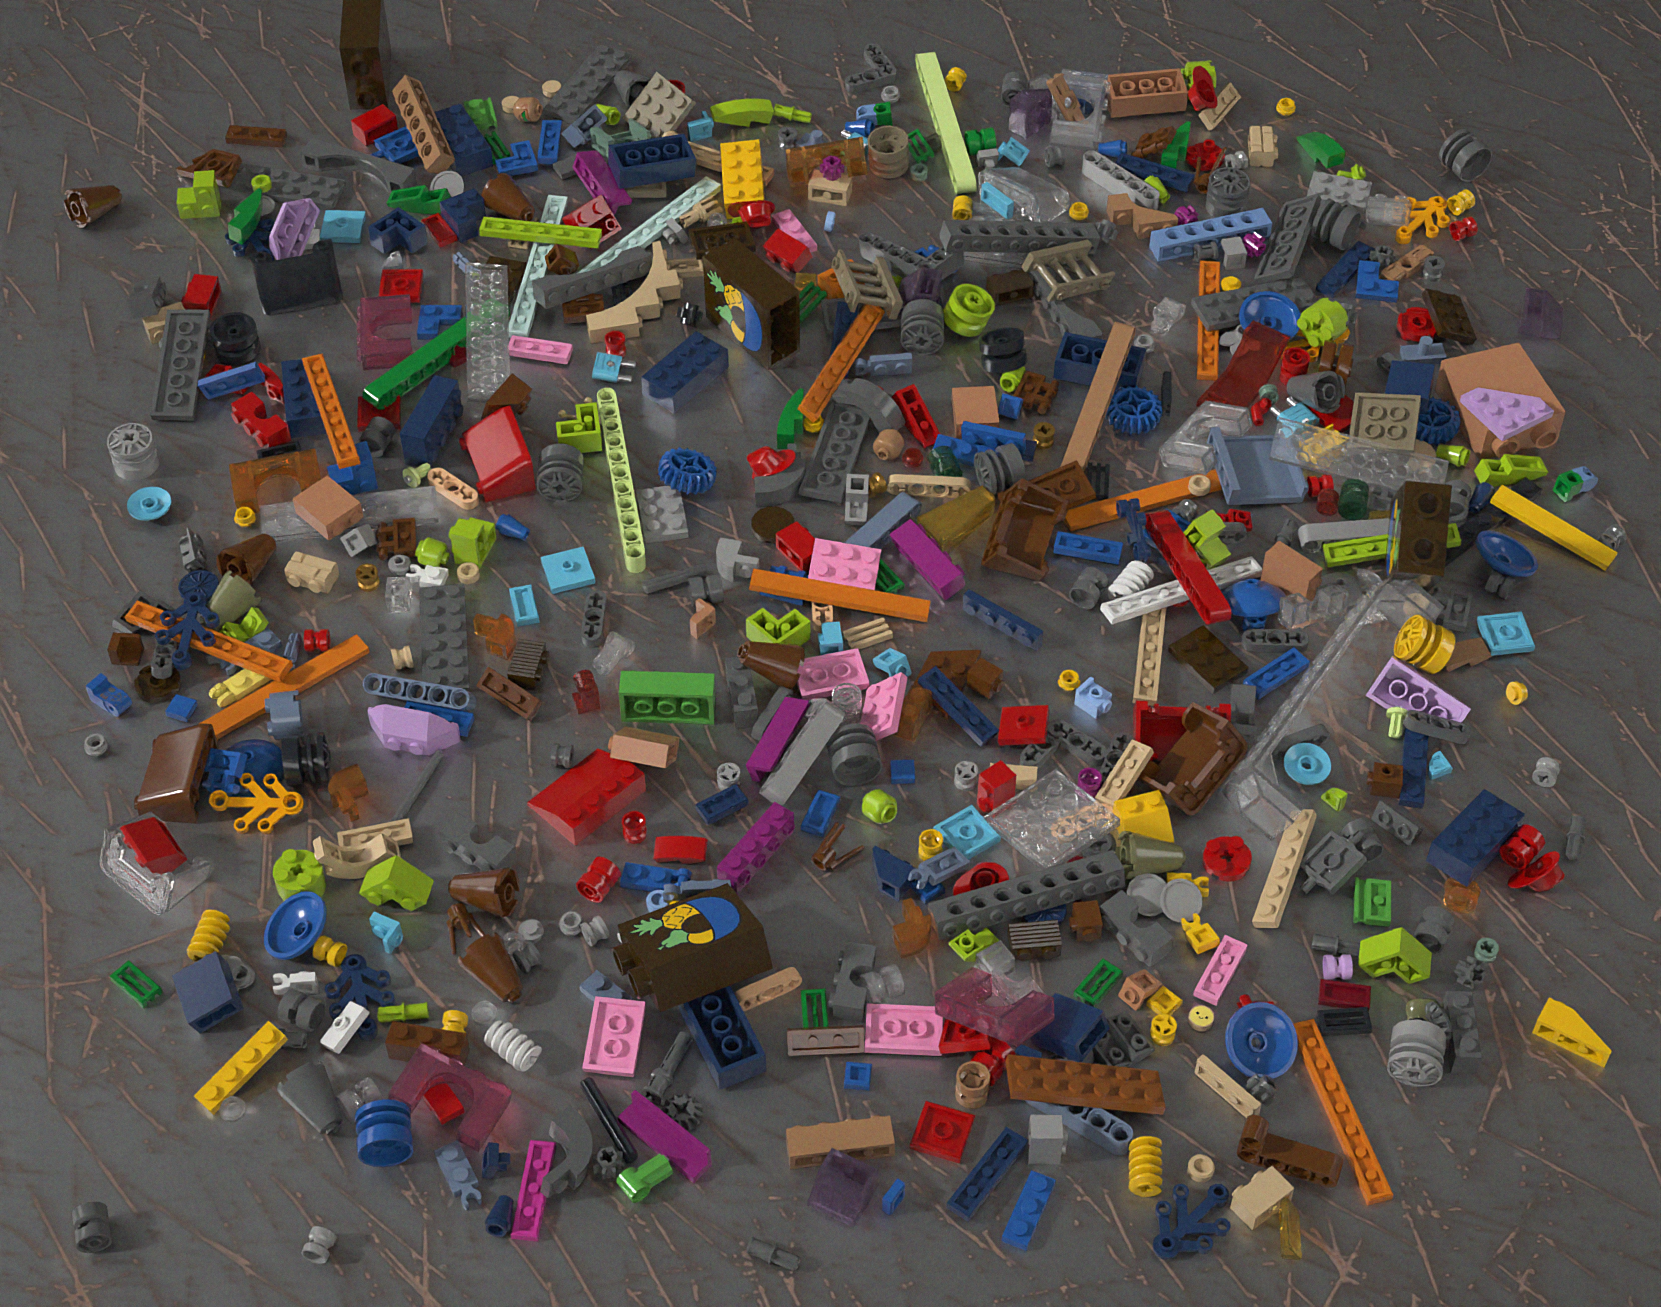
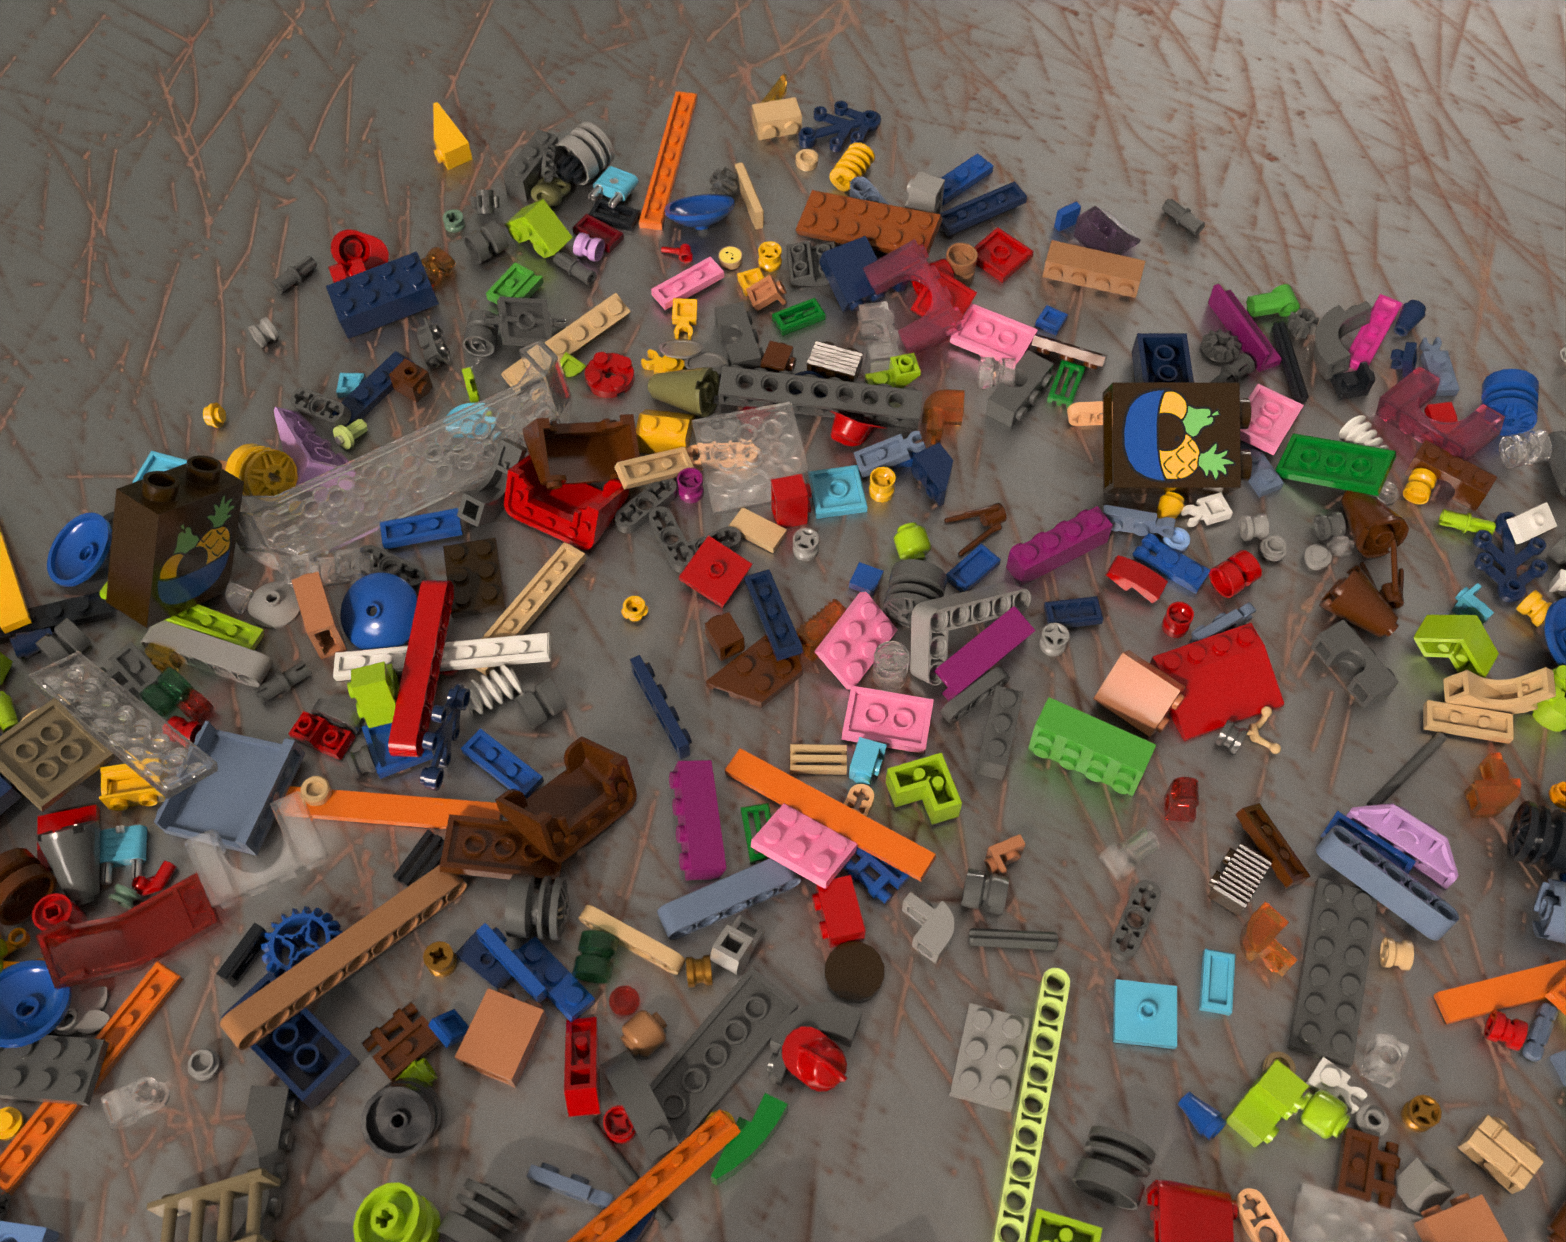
camera: 155 degrees left, 10 degrees up
(525, 763) = (1254, 735): none -> tan piece
(537, 1006) = (1336, 464): none -> green tile
(538, 1119) = (1353, 383): none -> black bracket
(596, 834) = (1224, 622): none -> sand blue plate
(687, 471) = (922, 1105): blue gear -> none
(773, 661) = (952, 732): reddish brown cone -> none
(892, 662) = (812, 703): medium azure bracket -> none
(958, 518) = (628, 869): clear yellow slope -> none
(1093, 698) = (624, 574): light blue brick -> none
(1266, 849) = (571, 366): none -> lime tile
(1287, 1156) = (750, 145): reddish brown beam -> none
(1365, 1046) = (615, 185): none -> medium azure piece

